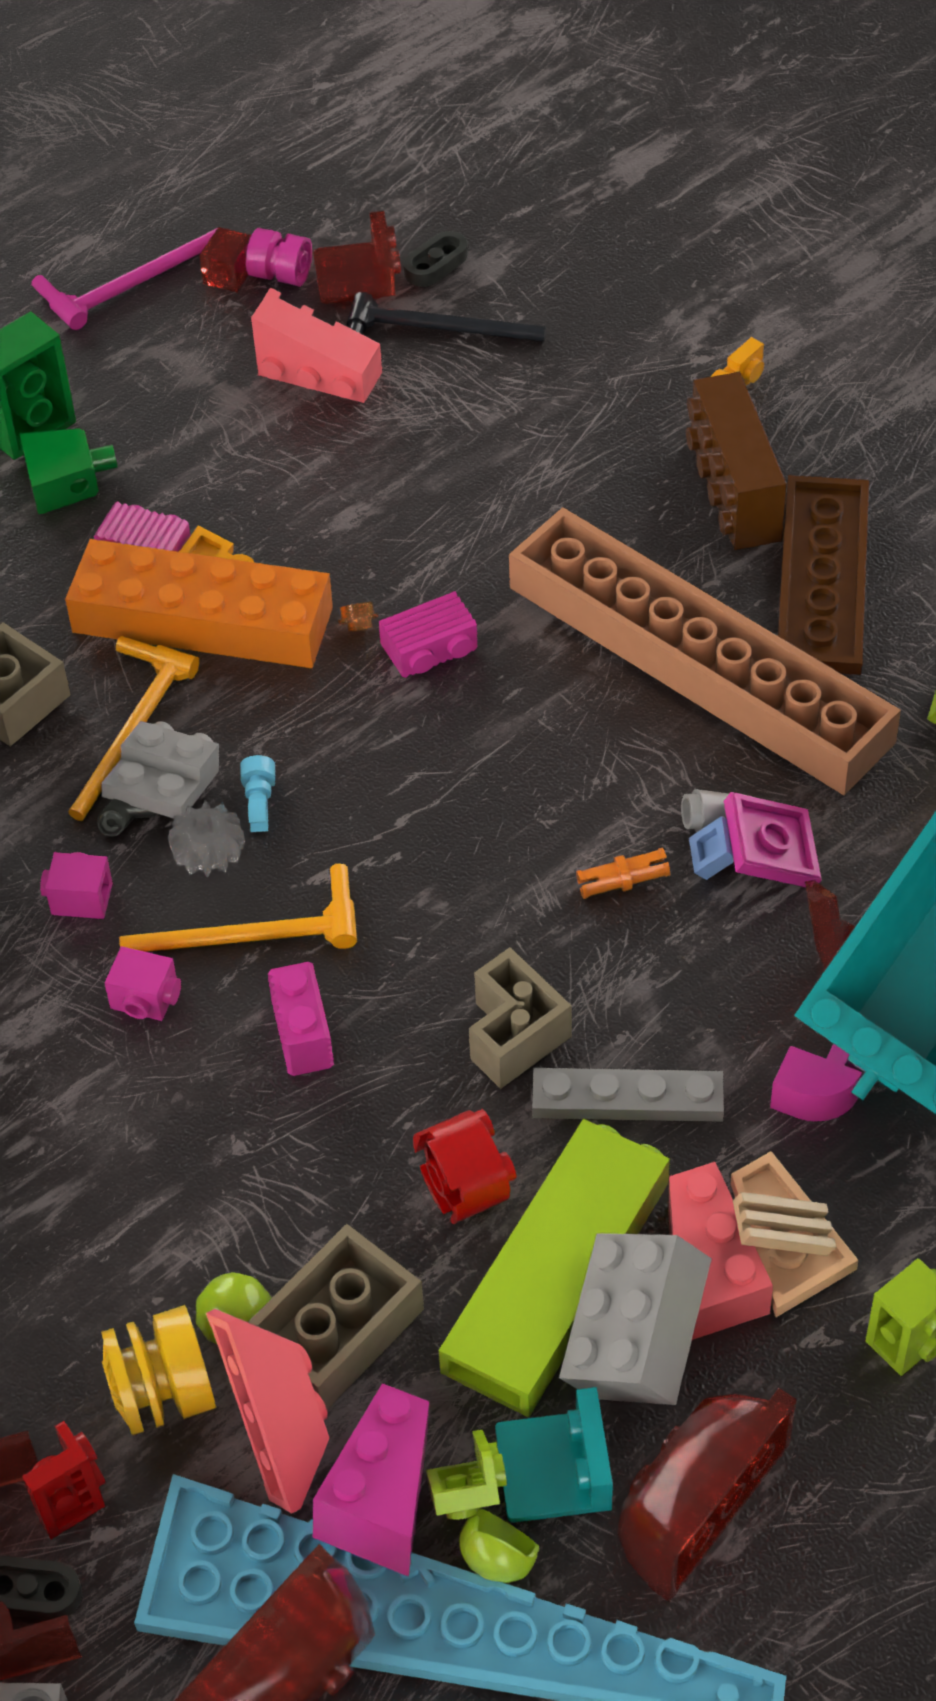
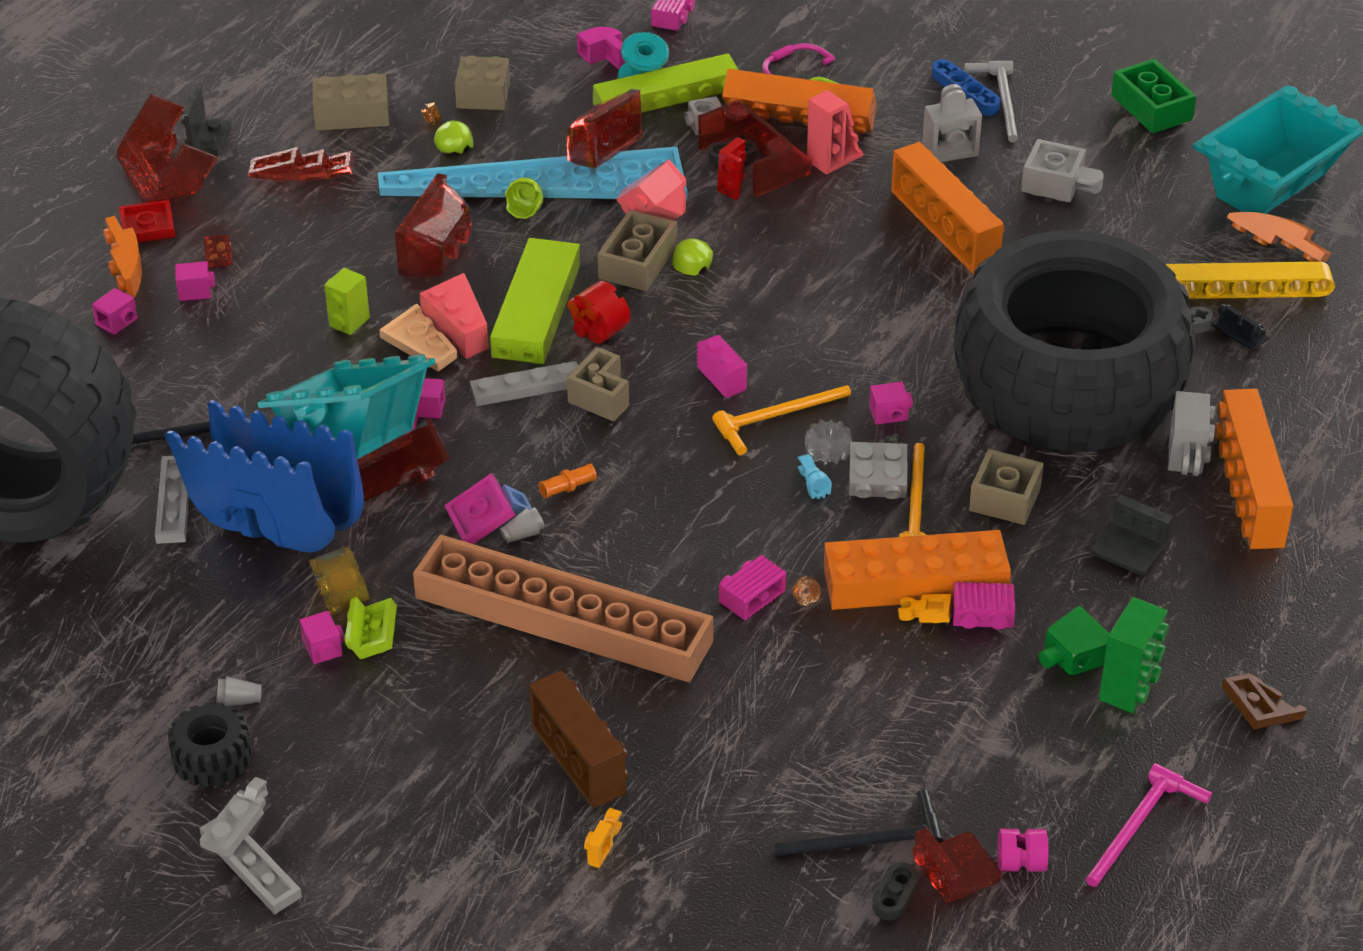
camera: 160 degrees right, 10 degrees down
(142, 984) = (820, 366): dark pink brick -> none
(157, 1370) = (713, 210): yellow wheel -> none
(225, 259) = (1065, 844): clear red brick -> none
(312, 353) = (943, 765): coral wedge -> none
(376, 1483) = (587, 196): dark pink wedge -> none
(468, 1486) = (547, 205): lime bracket -> none
(556, 1462) = (505, 236): teal bracket -> none
(636, 1317) = (485, 264): light grey brick -> none
(782, 1216) = (420, 316): tan tile -> none
(825, 569) = (493, 695): reddish brown plate -> none

